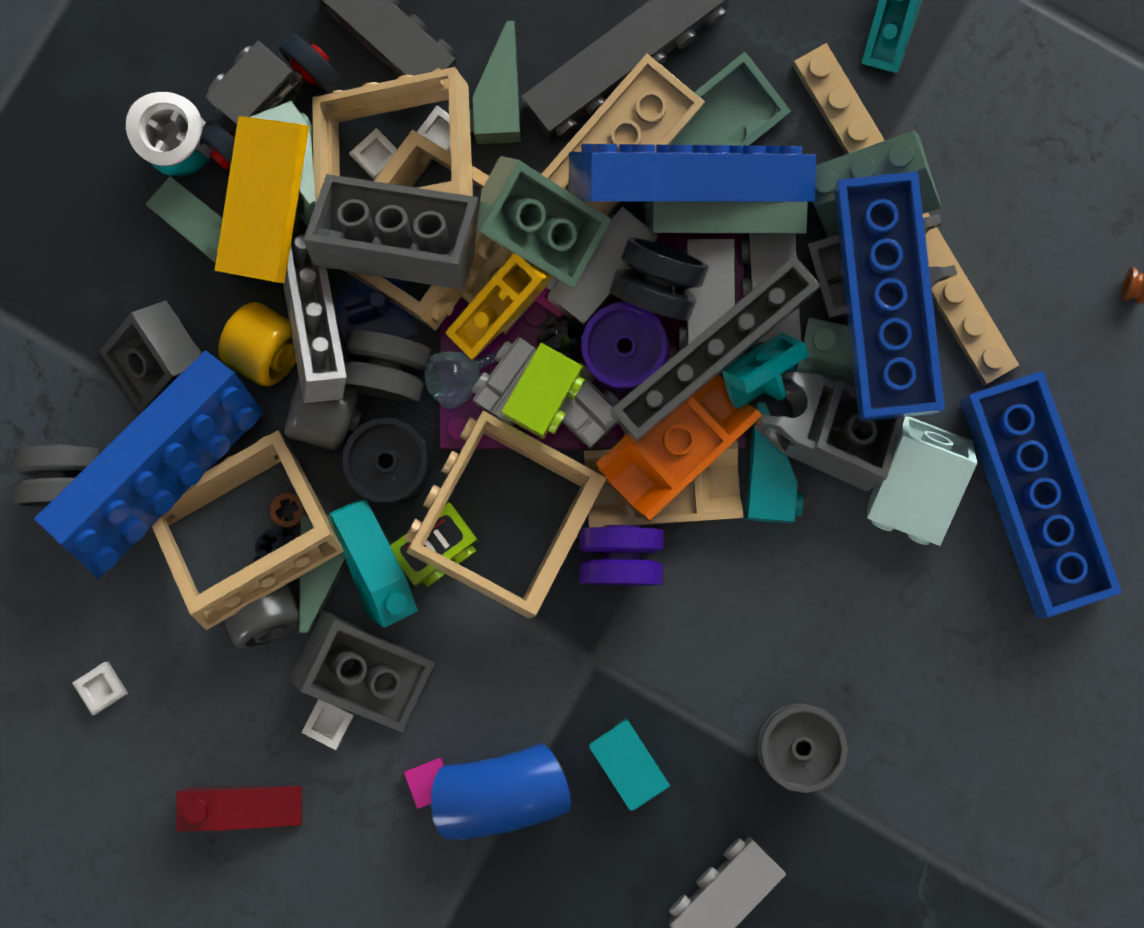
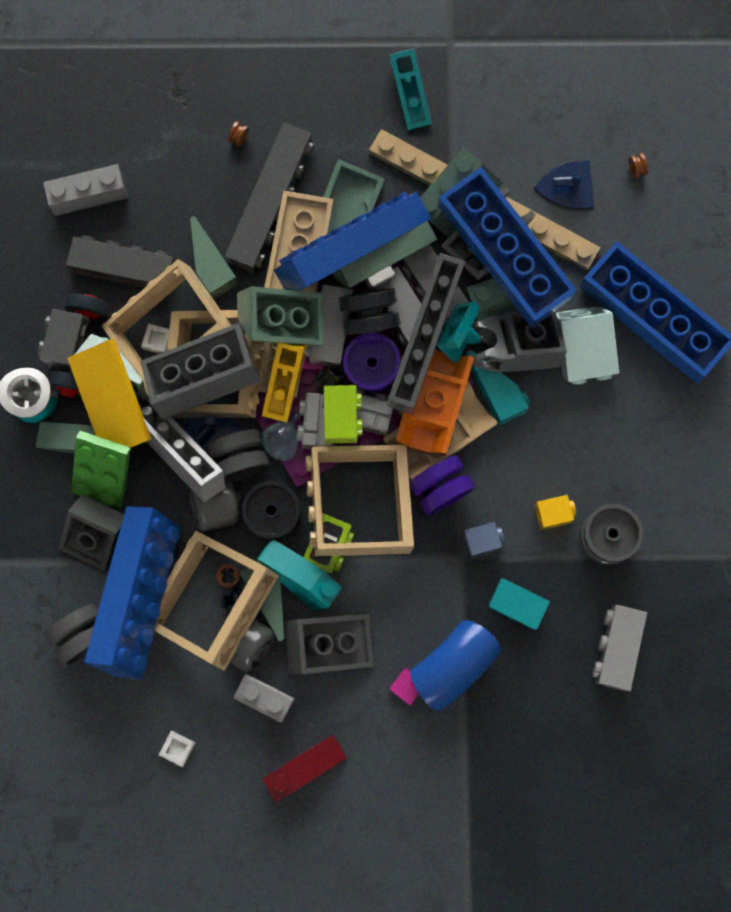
camera: 35 degrees left, 5 degrees down
(202, 283) = (100, 469): none -> bright green plate
(240, 691) = (264, 698): none -> light grey brick
(258, 344) = (154, 486): yellow head -> none
(328, 724) = (327, 687): white tile -> none
(437, 128) = (187, 301): white tile -> none
(635, 655) = (483, 539): none -> sand blue brick
(700, 242) = (380, 278): none -> white tile
(748, 675) = (555, 512): none -> yellow brick
(1028, 258) = (568, 185): none -> dark blue shield

